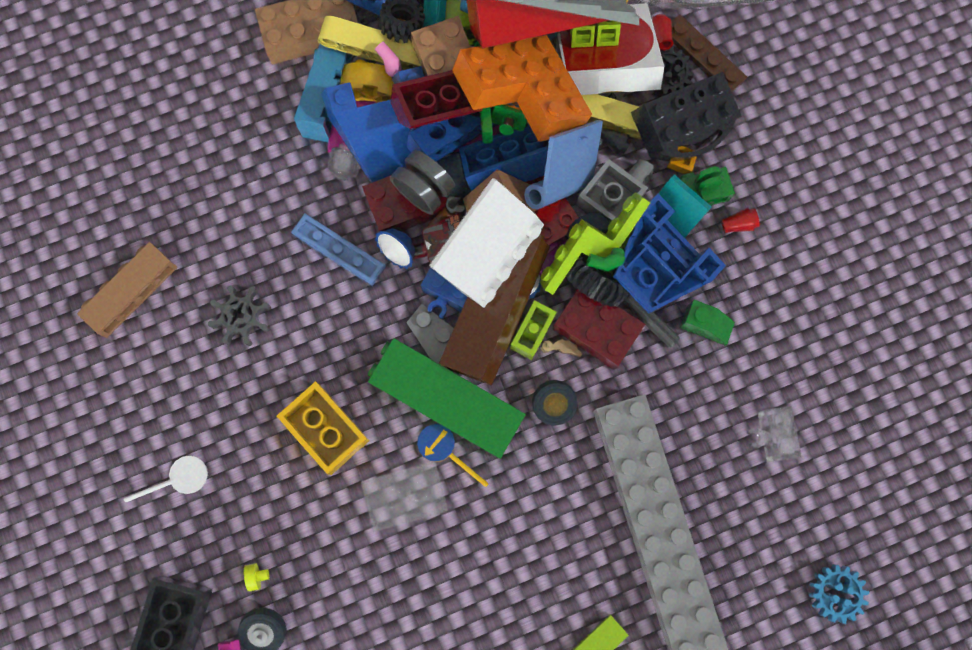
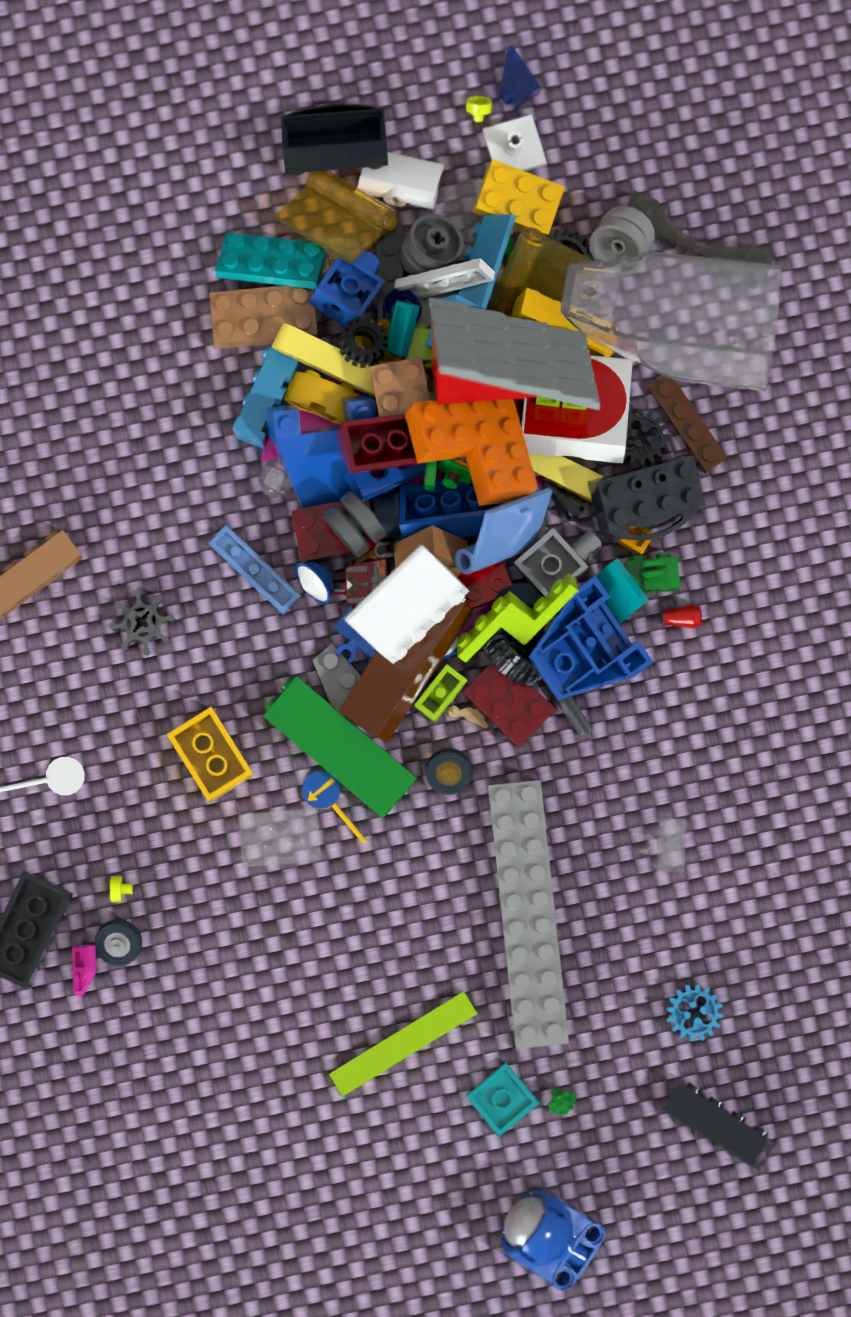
camera: 15 degrees right, 5 degrees up
(391, 61) = (344, 386): bright pink arm -> none
(608, 263) = (527, 642): green arm -> none
(663, 31) = (642, 393): red cone -> none
(707, 322) = (625, 718): green slope -> none

